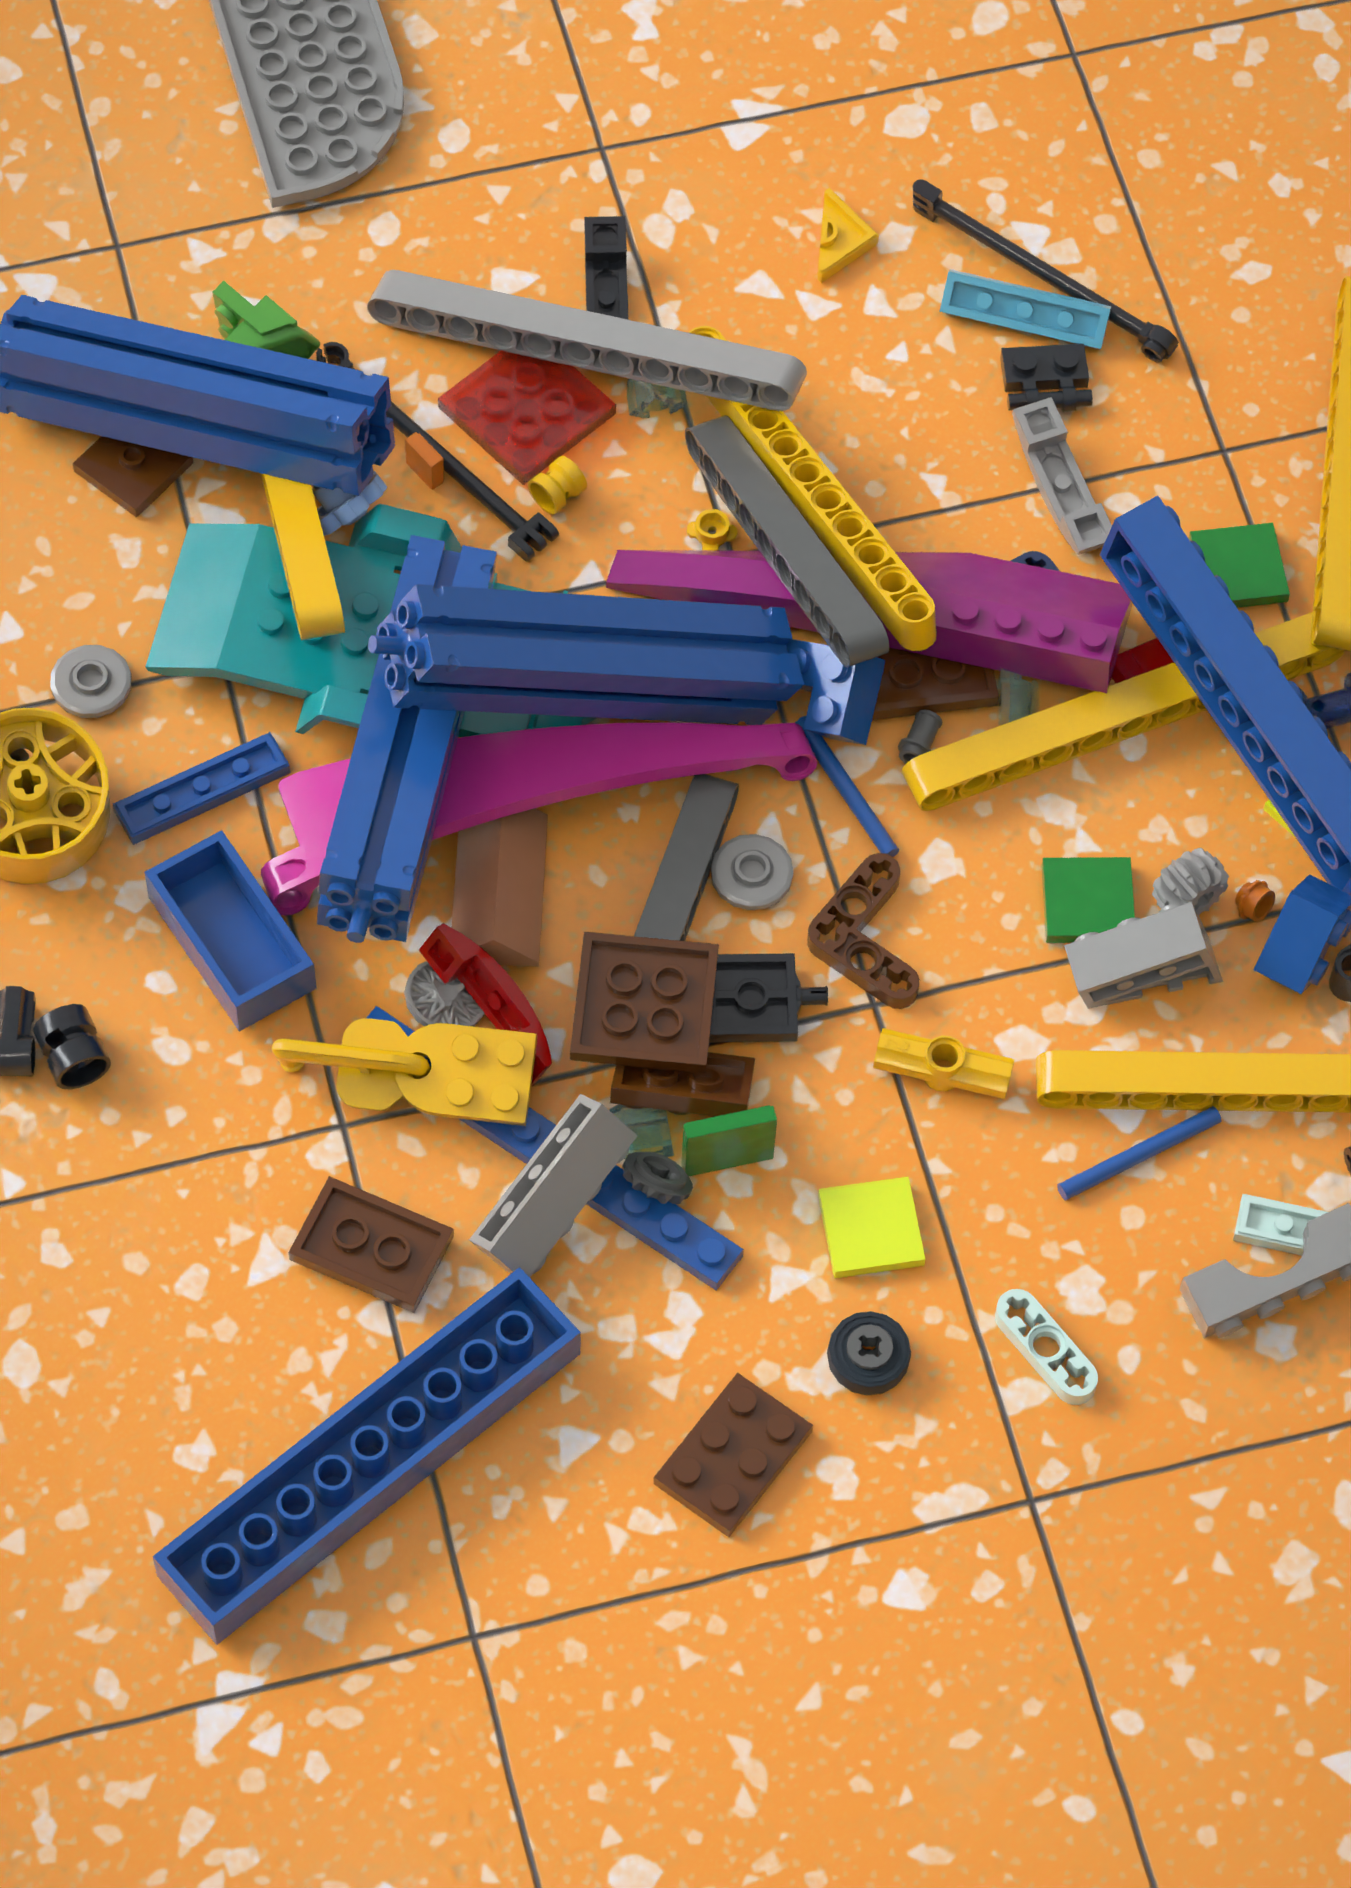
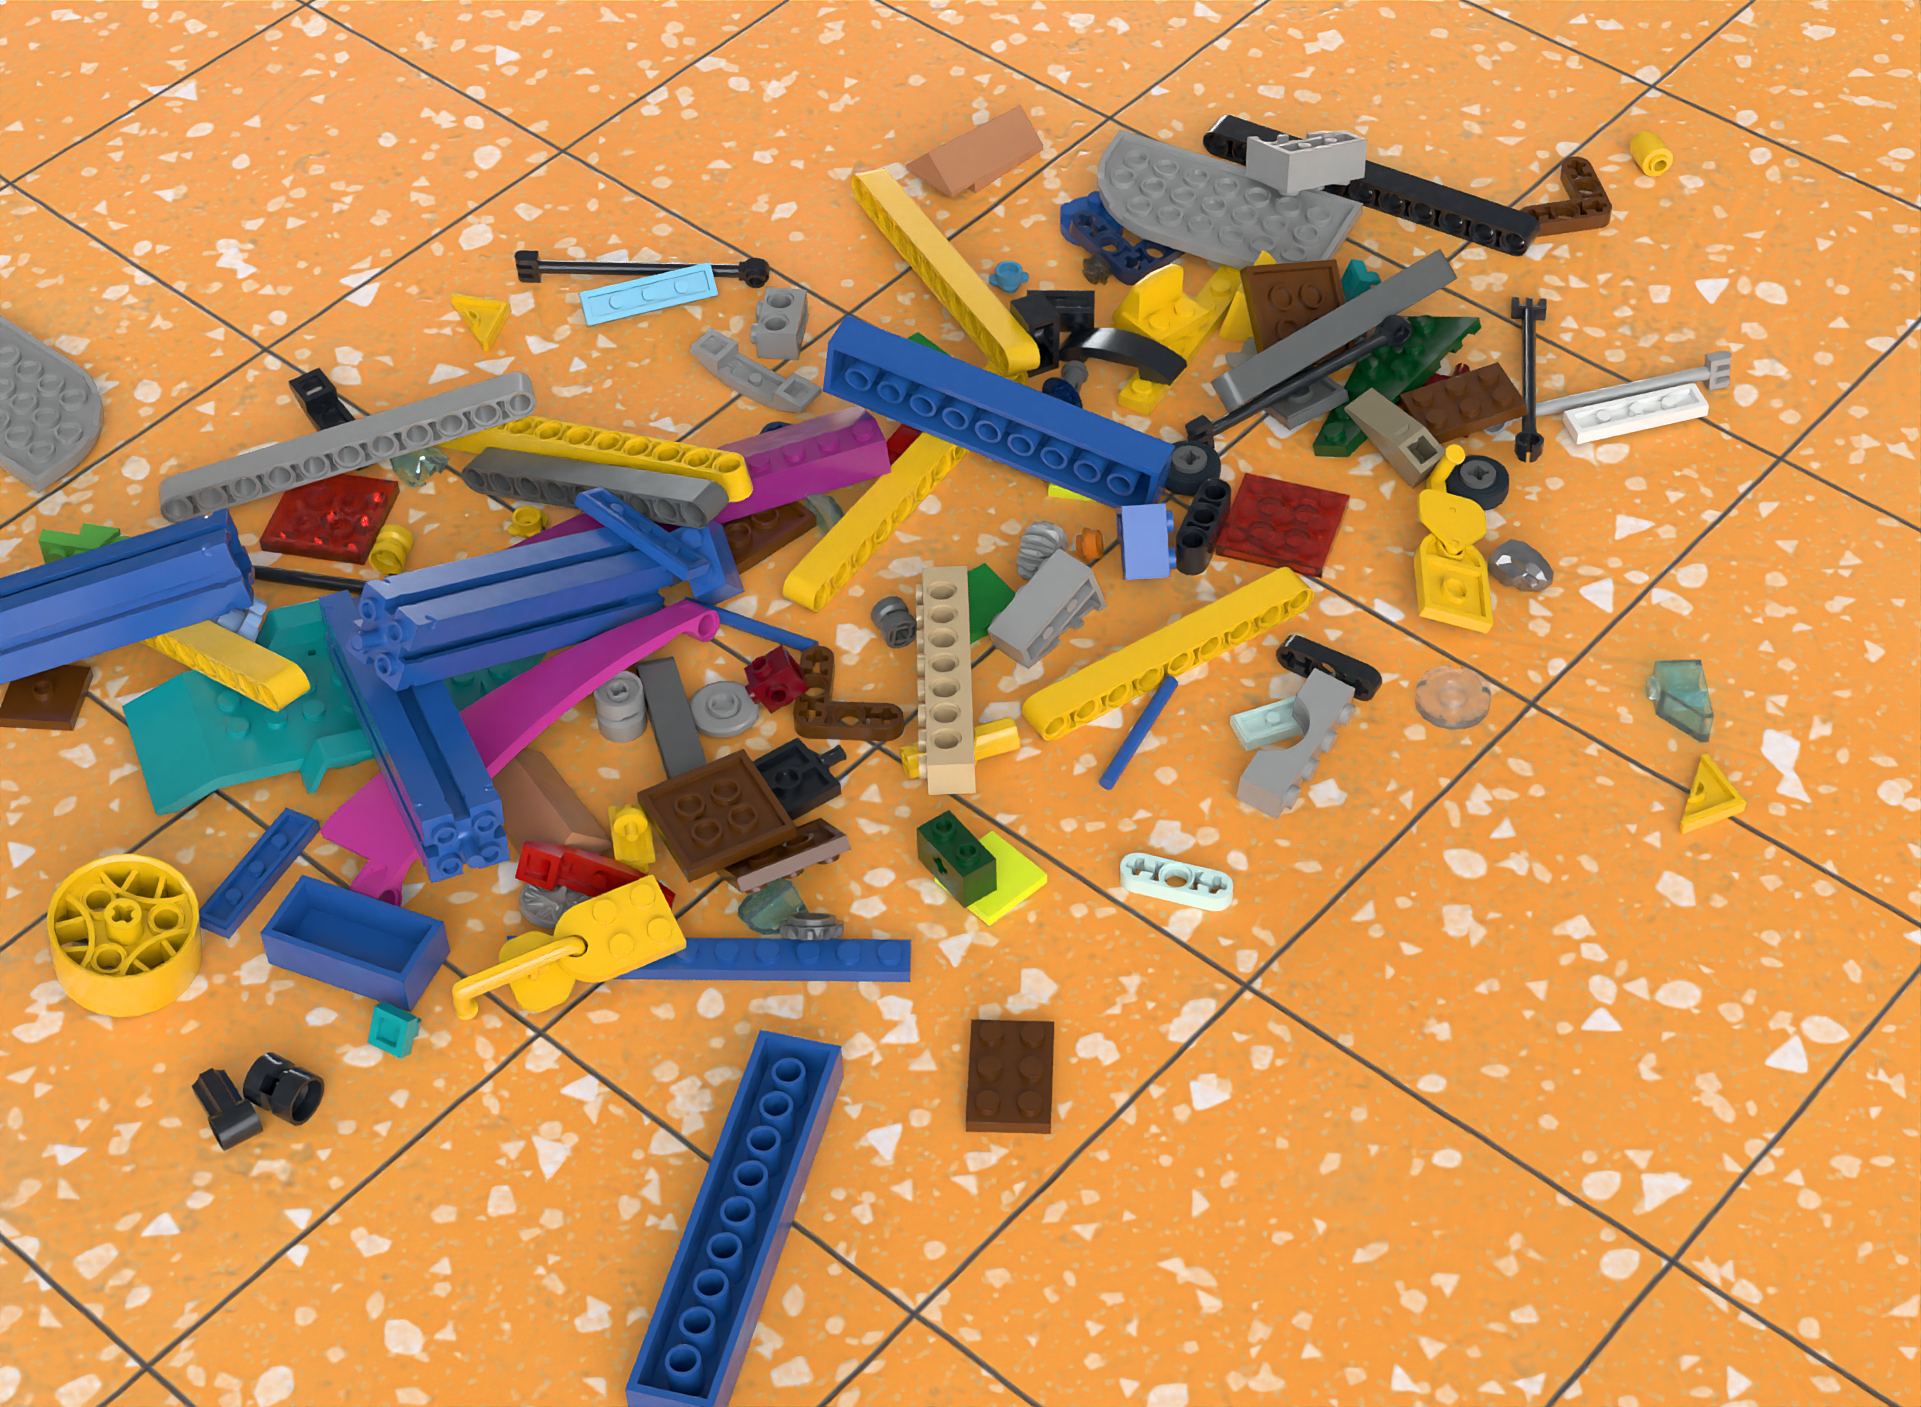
camera: 30 degrees left, 15 degrees down
(90, 681) = (114, 837): light grey wheel -> none
(208, 1043) = (393, 1029): none -> teal tile
(371, 1244) = (626, 1092): reddish brown plate -> none
(424, 460) = (277, 583): orange tile -> none
(554, 1187) = (742, 966): light grey brick -> none
(556, 970) = (632, 836): none -> yellow hips
(648, 815) = (621, 708): none -> light grey wheel
(728, 1140) = (848, 869): green tile -> none
(785, 633) = (642, 533): none -> blue tile
(818, 874) = (775, 679): none -> dark red brick
(840, 1193) = (956, 858): none -> dark green brick
(869, 1370) = (1063, 967): black wheel -> none
(902, 1098) = (947, 681): none -> tan brick
(920, 735) = (777, 566): dark grey pin -> none
(987, 871) = (894, 621): none -> dark grey wheel
(1046, 369) = (689, 323): black plate -> none
(1142, 433) = (780, 323): none -> light grey brick

